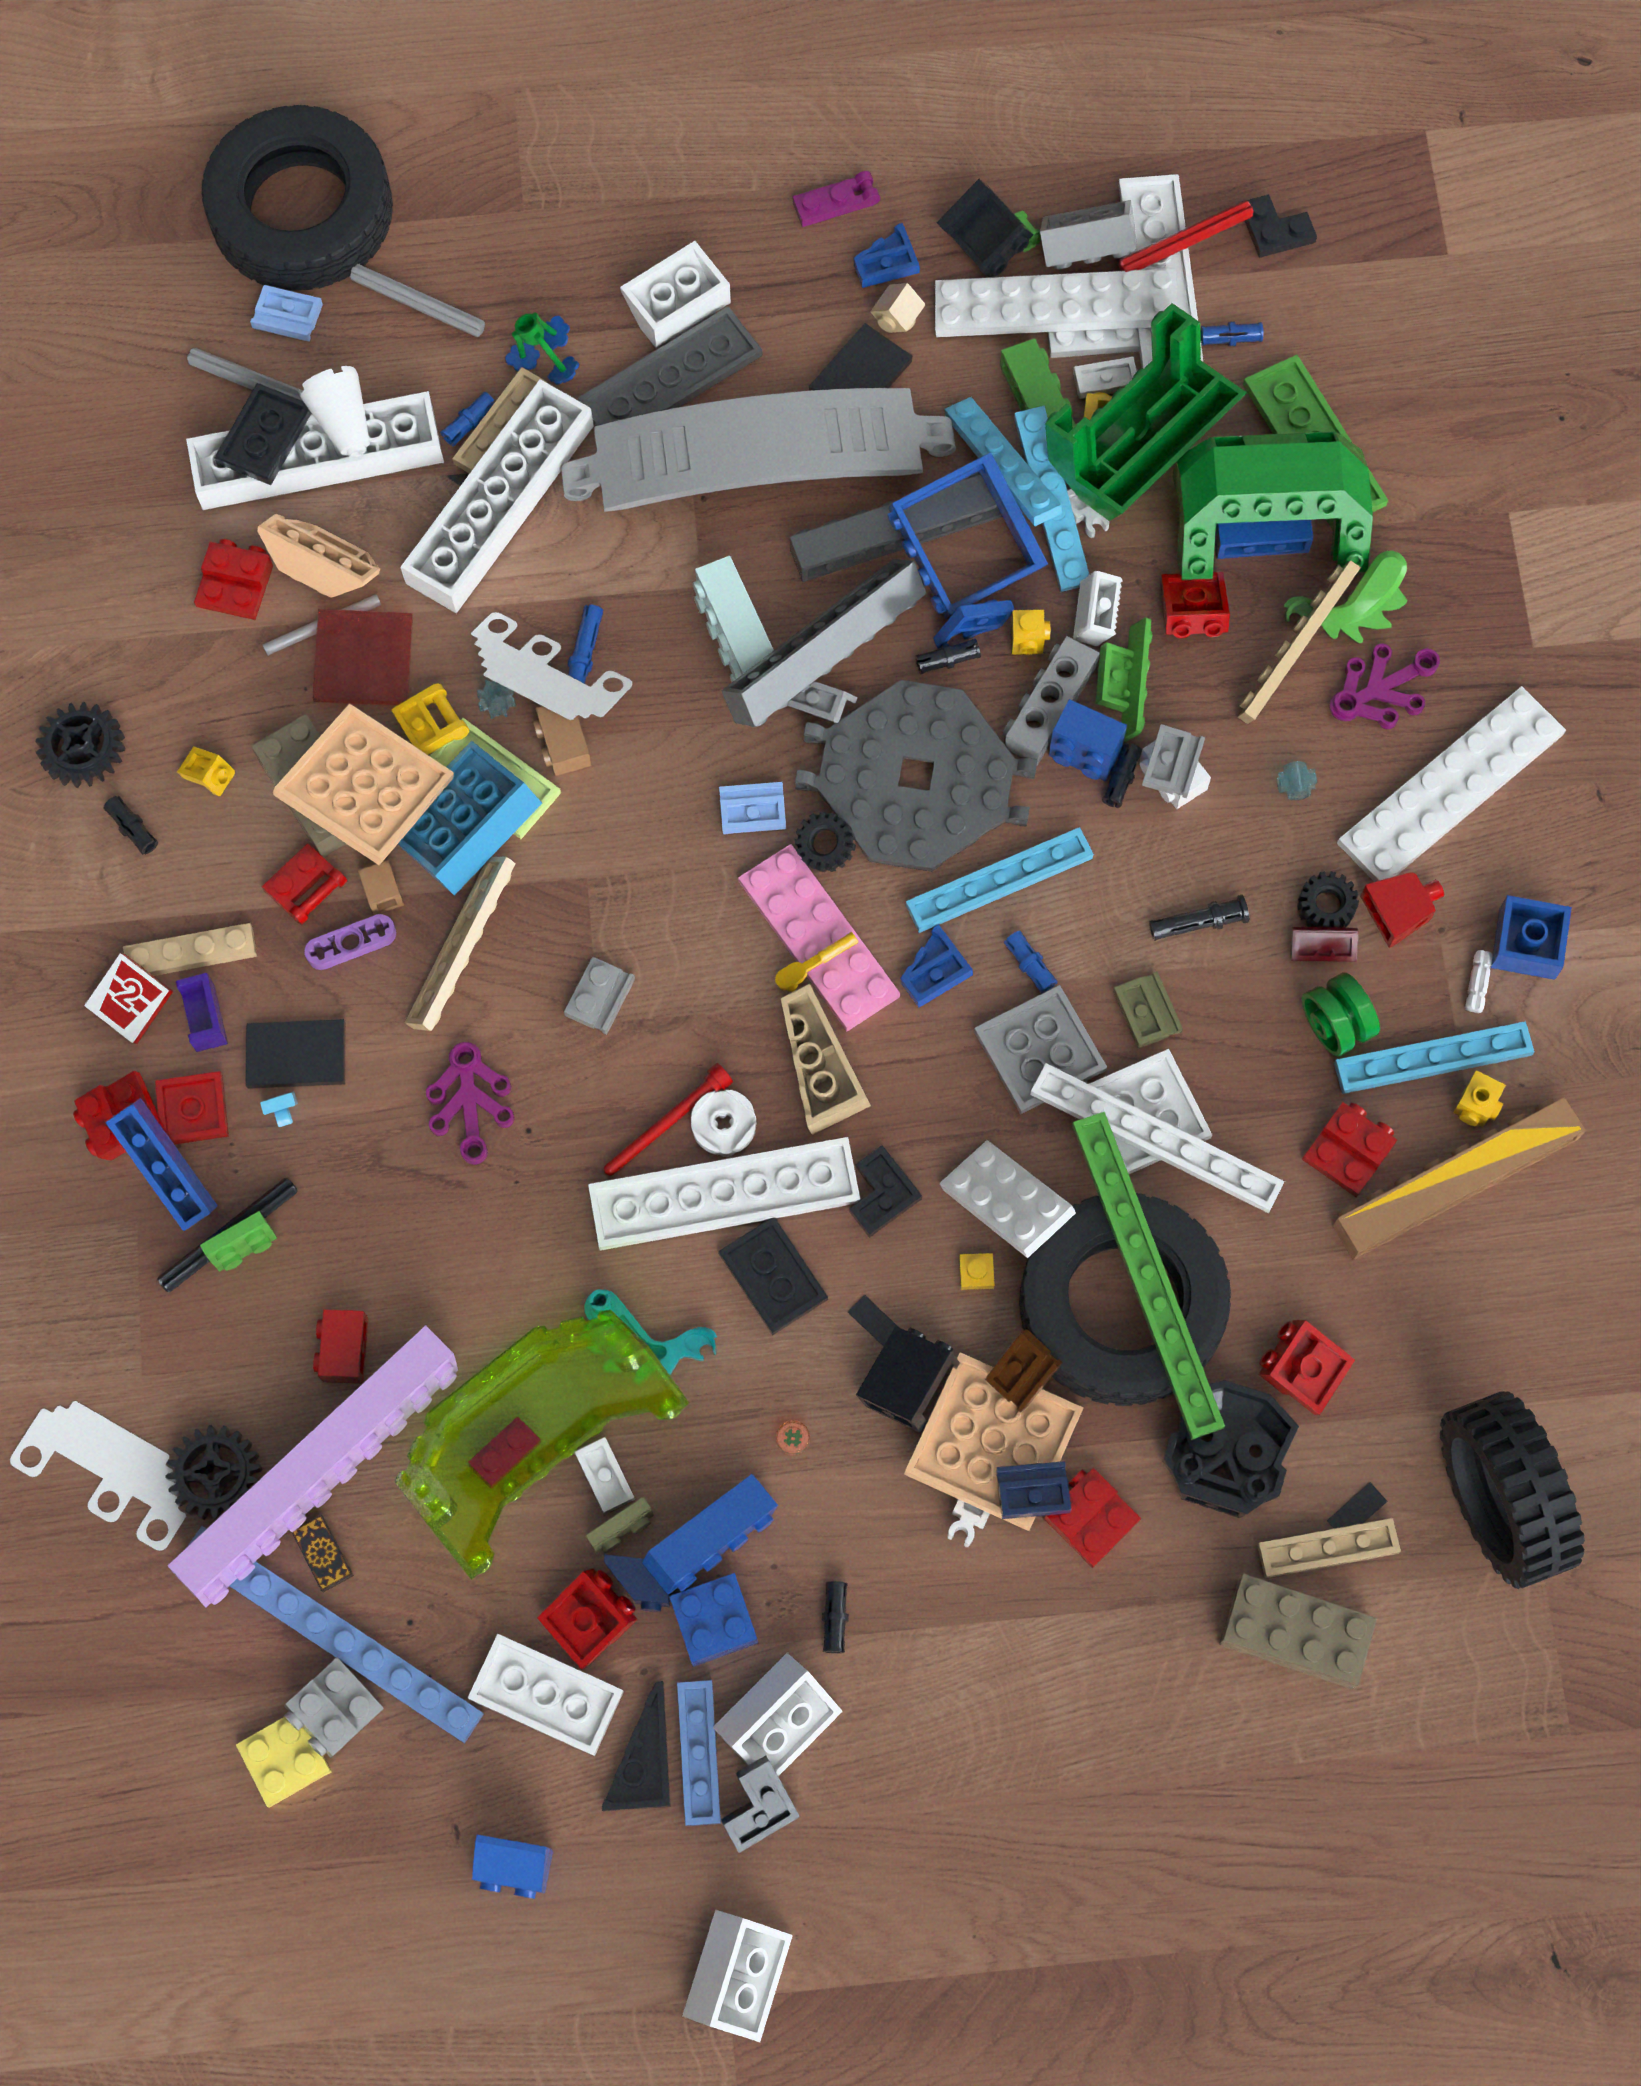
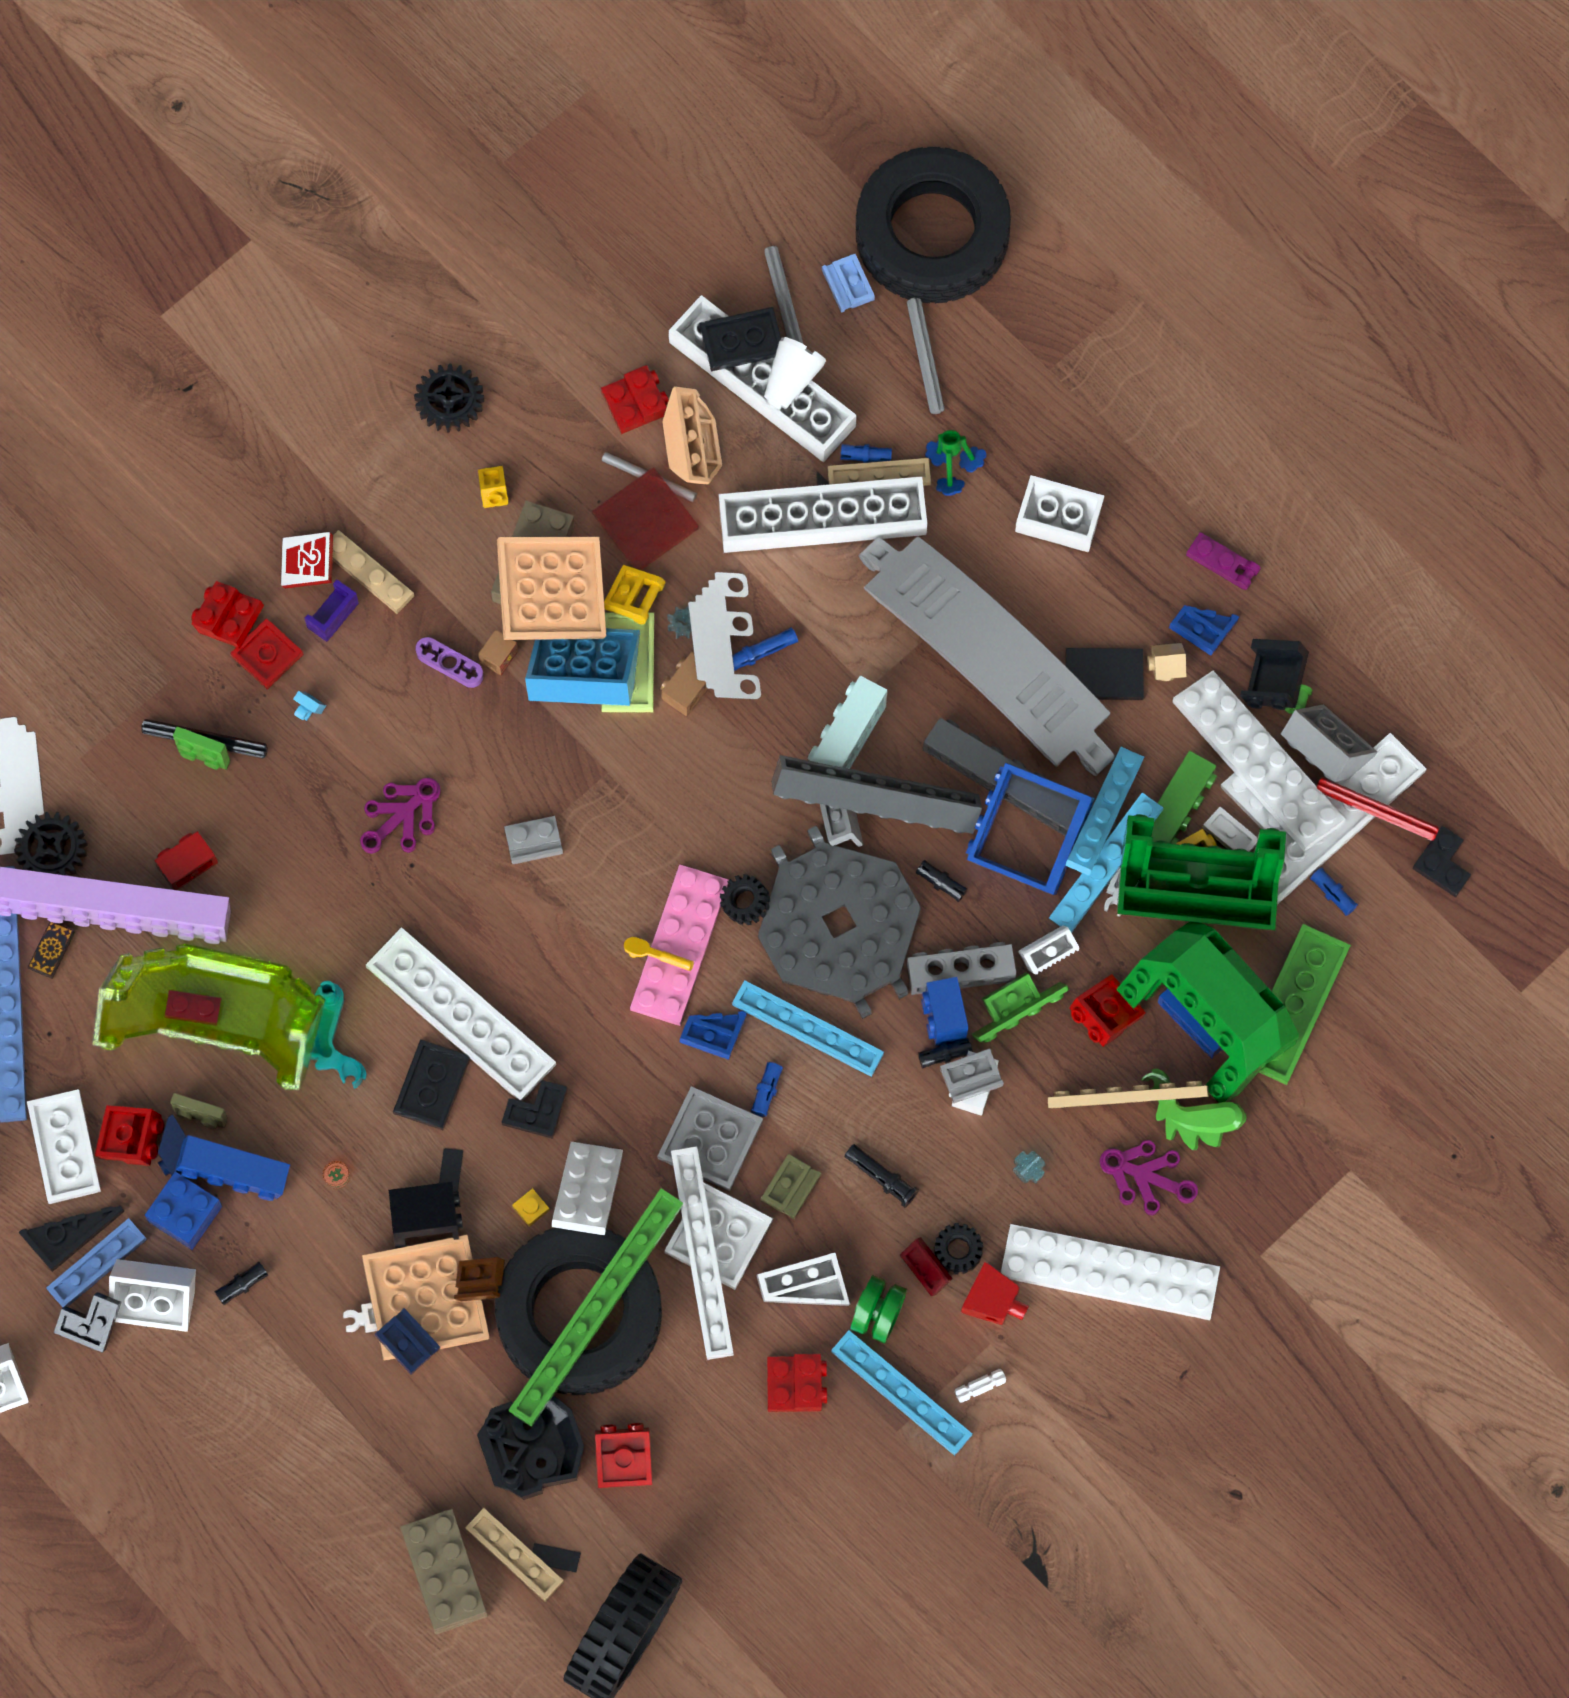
camera: 50 degrees right, 0 degrees up
(130, 825) = (421, 470): black pin -> none
(162, 1164) = (213, 664): blue brick -> none
(295, 1053) = (351, 687): black tile -> none
(298, 877) = (465, 597): red plate -> none
(459, 944) = (492, 730): tan plate -> none
(604, 1475) = (224, 1078): white plate -> none
(675, 370) = (1004, 555): dark grey plate -> none
(714, 1081) = (531, 953): red piece -> none
(723, 1104) = (496, 969): white plate -> none
(752, 807) = (734, 837): light blue plate -> none
(823, 1071) = (588, 1013): tan wedge -> none
(974, 619) = (979, 879): blue wing -> none
(1029, 632) = (997, 919): yellow brick -> none
(1096, 1517) = (424, 1394): red plate -> none
(1258, 1063) = (806, 1282): none -> white wedge
(1457, 1178) = (827, 1465): medium nougat brick -> none
(1480, 1100) = (893, 1442): yellow brick -> none
(1531, 937) = (1033, 1395): blue brick -> none

